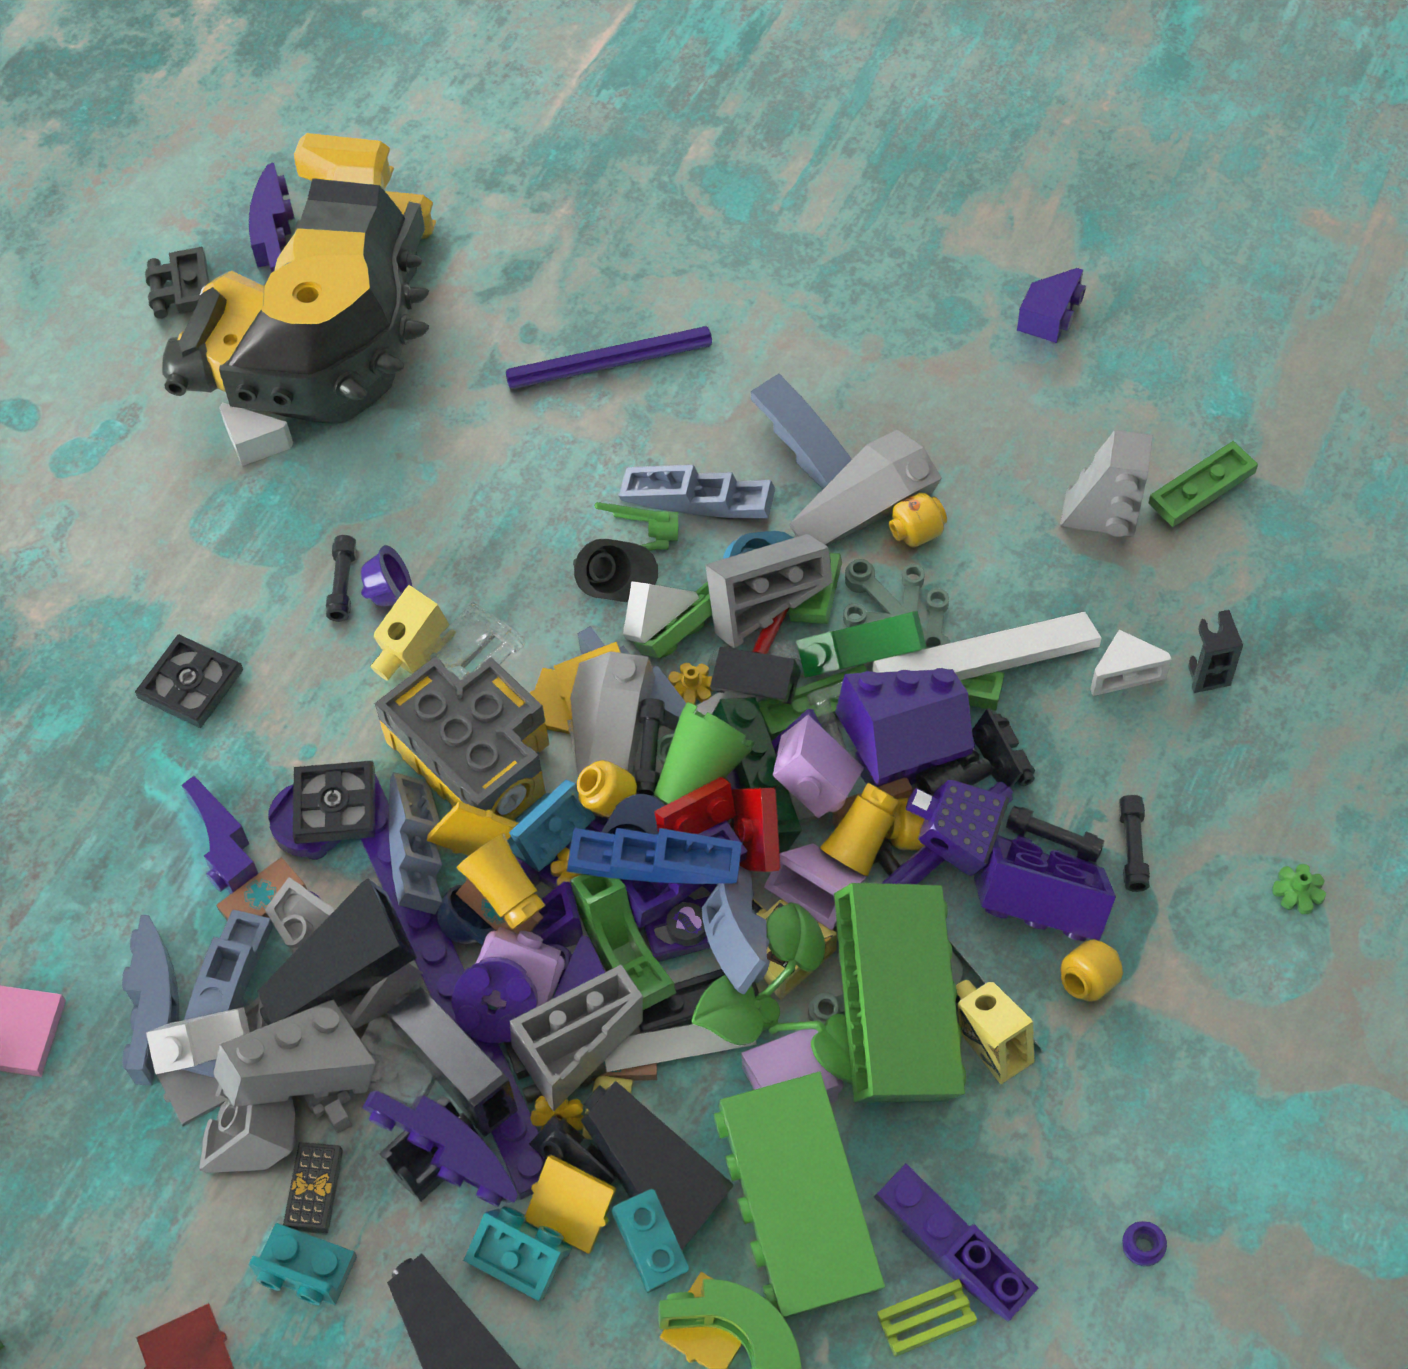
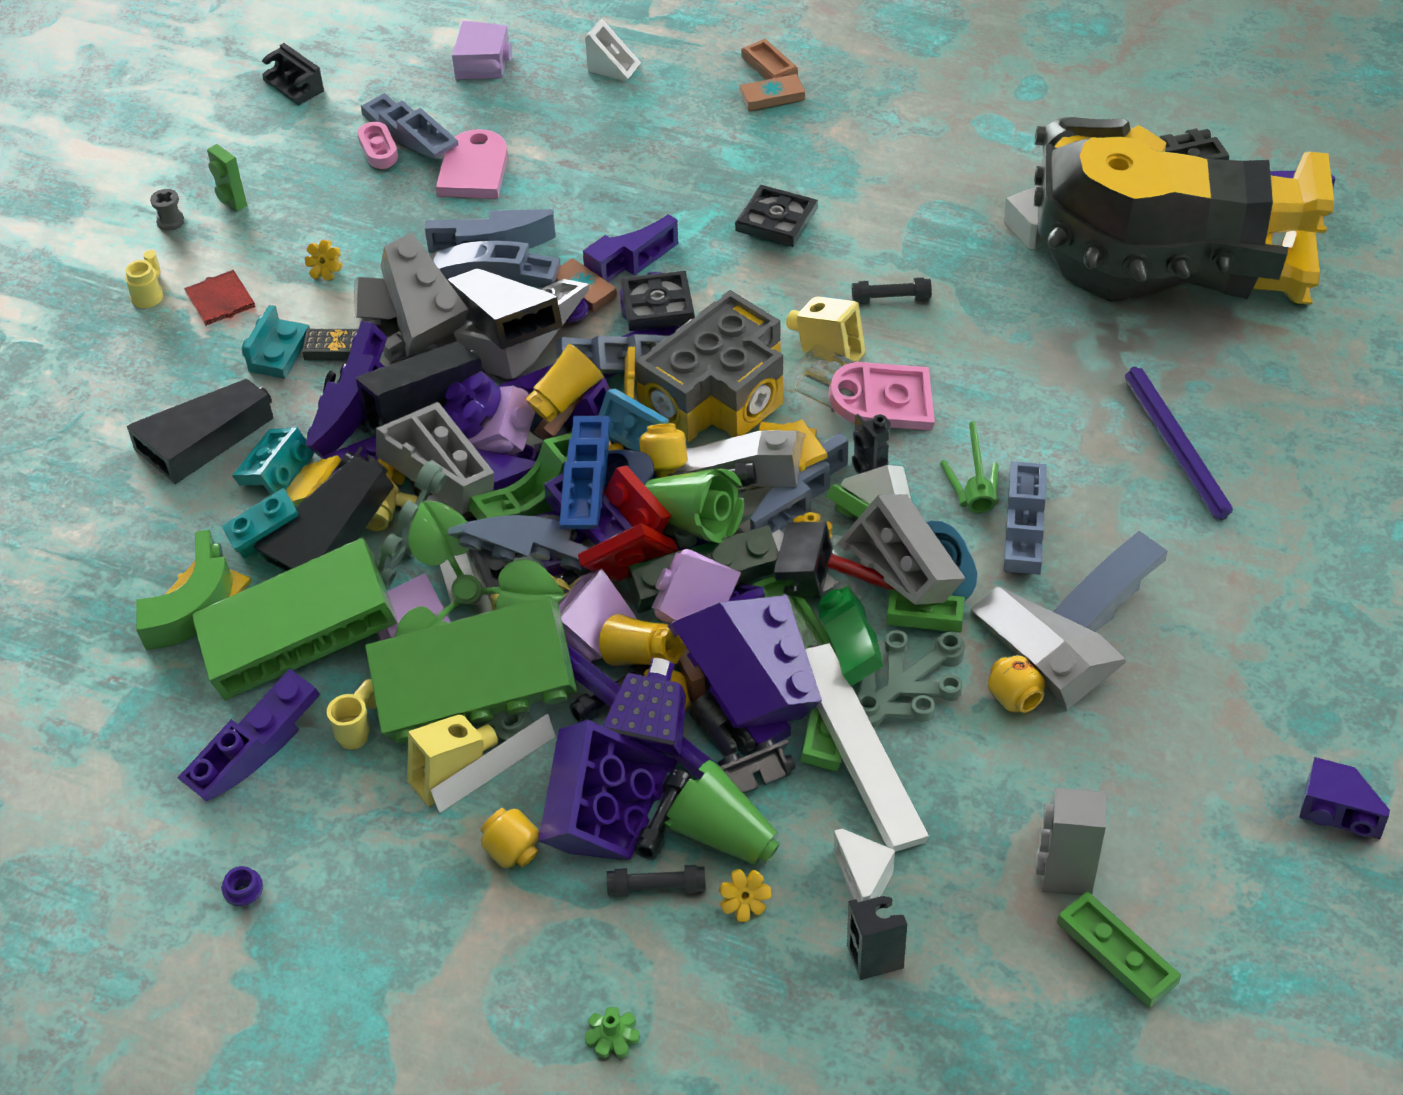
camera: 85 degrees right, 10 degrees down
(157, 1208) = (323, 260): none -> yellow plant
(194, 1039) = (440, 241): white arch -> none
(385, 577) = (886, 311): dark purple piece -> none
(515, 590) = (885, 389): none -> bright pink tile
(605, 605) = (870, 443): none -> black hinge
(609, 566) = (921, 453): pearl dark grey piece -> none
(680, 1071) = (397, 546): none -> sand green plant
(902, 1308) = (185, 706): lime tile -> none
(938, 1126) = (349, 716): none -> light yellow piece
(1070, 778) = (722, 817): none -> bright green cone
(1153, 764) = (744, 894): none -> yellow plant

